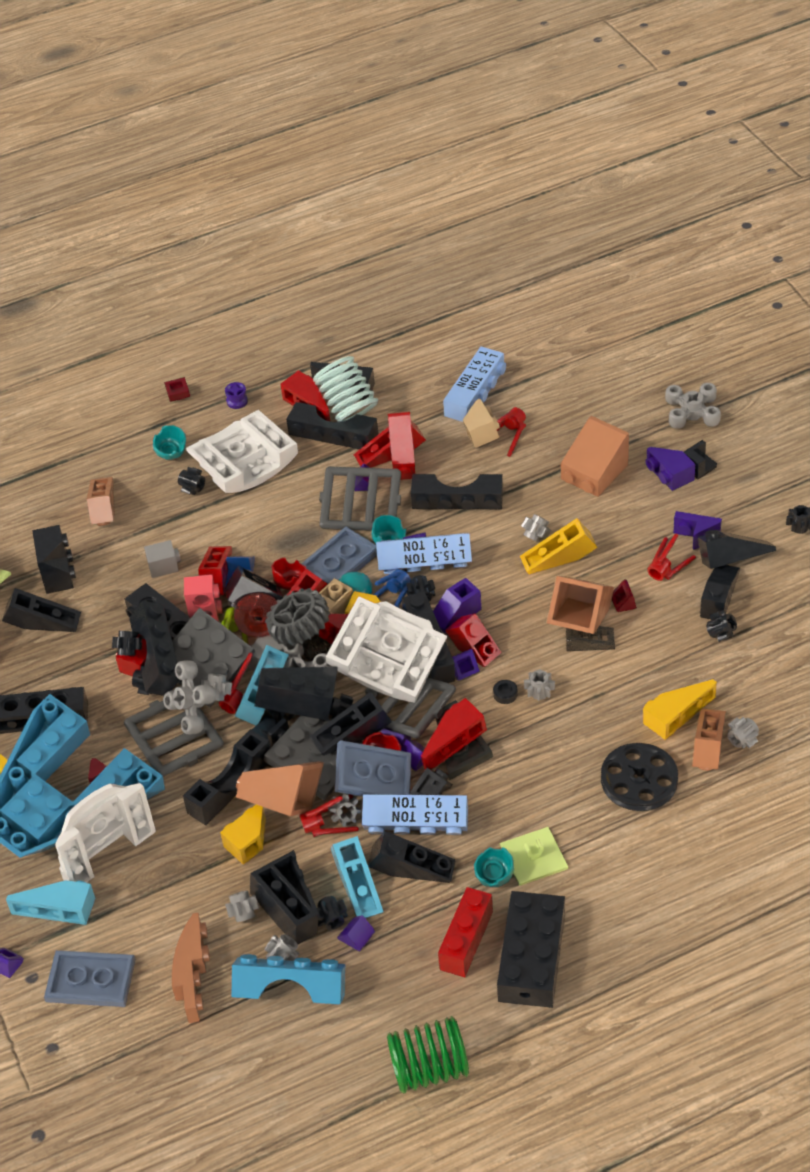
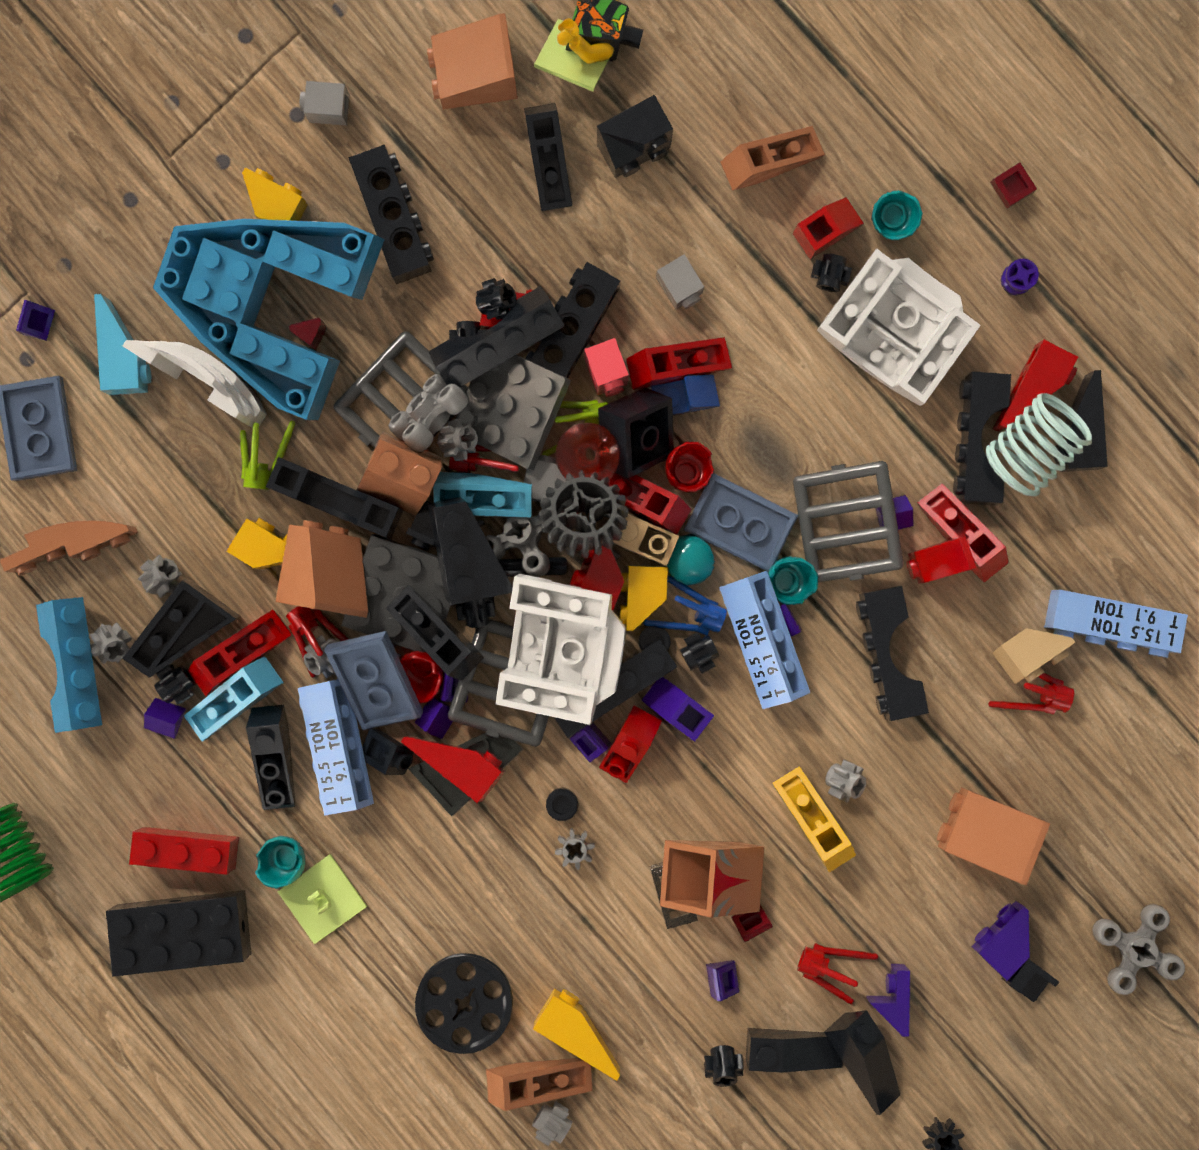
camera: 70 degrees right, 40 degrees up
(162, 480) = (827, 227): none -> red slope
(188, 829) = (254, 473): none -> lime plant
(223, 720) = (400, 474): none -> nougat slope
(322, 868) = (238, 651): none -> red slope
(660, 623) = (722, 979): none -> dark purple slope

